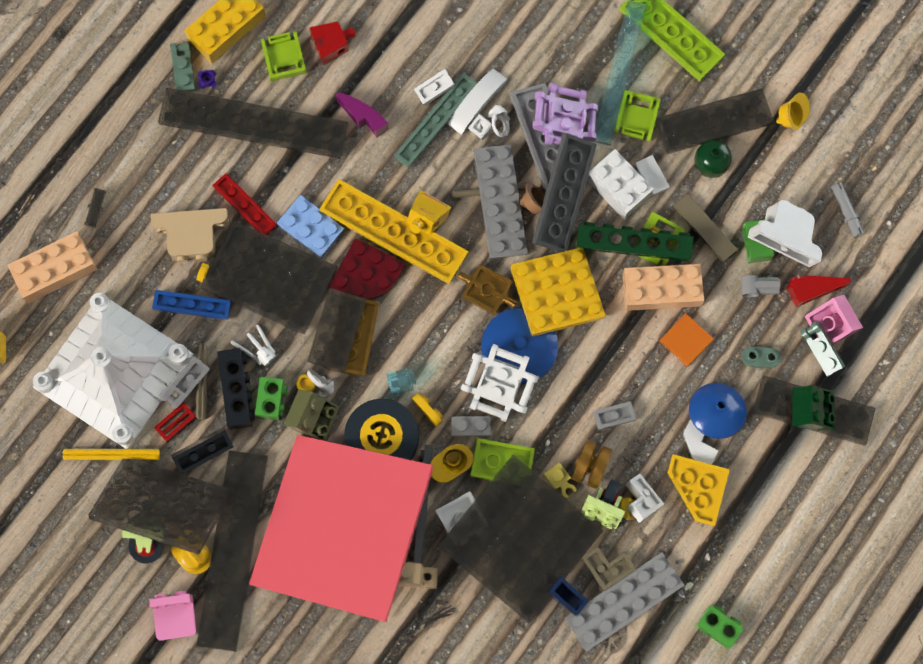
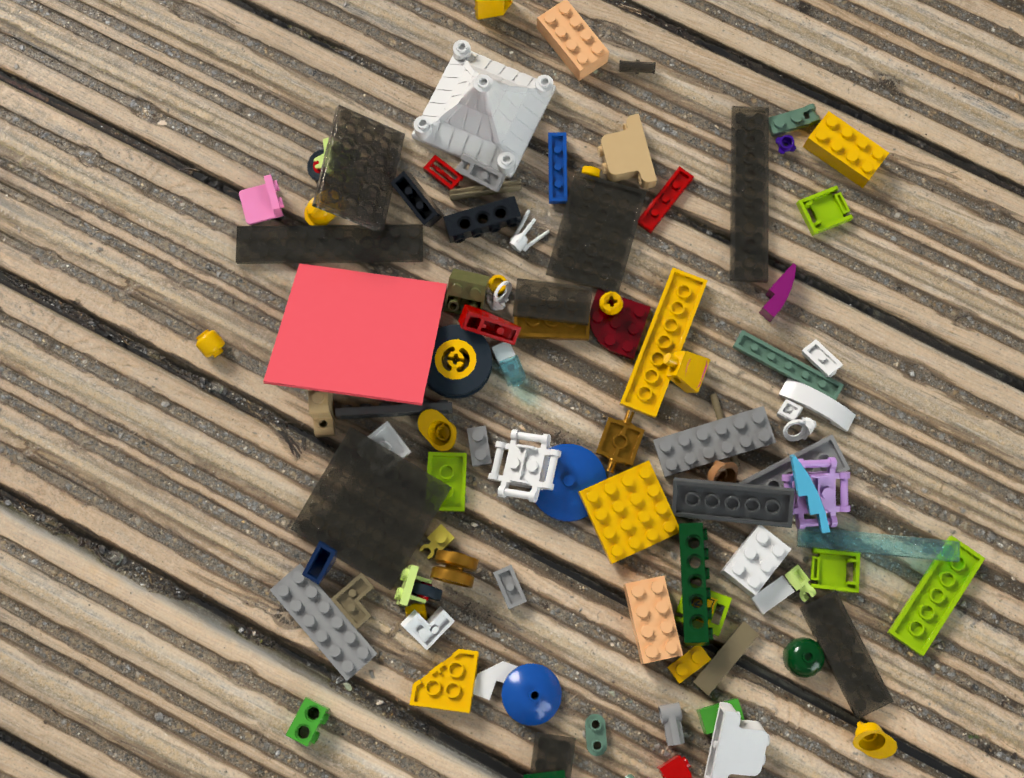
camera: 80 degrees right, 0 degrees up
(111, 454) = (405, 123): yellow axle -> none
(265, 398) = (477, 248): bright green brick -> none
(310, 226) = (654, 263): light blue plate -> none
(331, 40) = (849, 251): red torso -> none
(349, 399) = (488, 325): none -> red slope
(354, 277) = (616, 299): none -> yellow piece
(379, 388) = (502, 351): none -> white tile
(422, 402) = (494, 394): yellow plate -> none
(565, 122) = (805, 487): none -> medium azure slope
(642, 149) = (799, 580): none -> yellowish green plate
(686, 340) = (601, 652): orange tile -> none
(709, 266) = (688, 663): none -> yellow plate

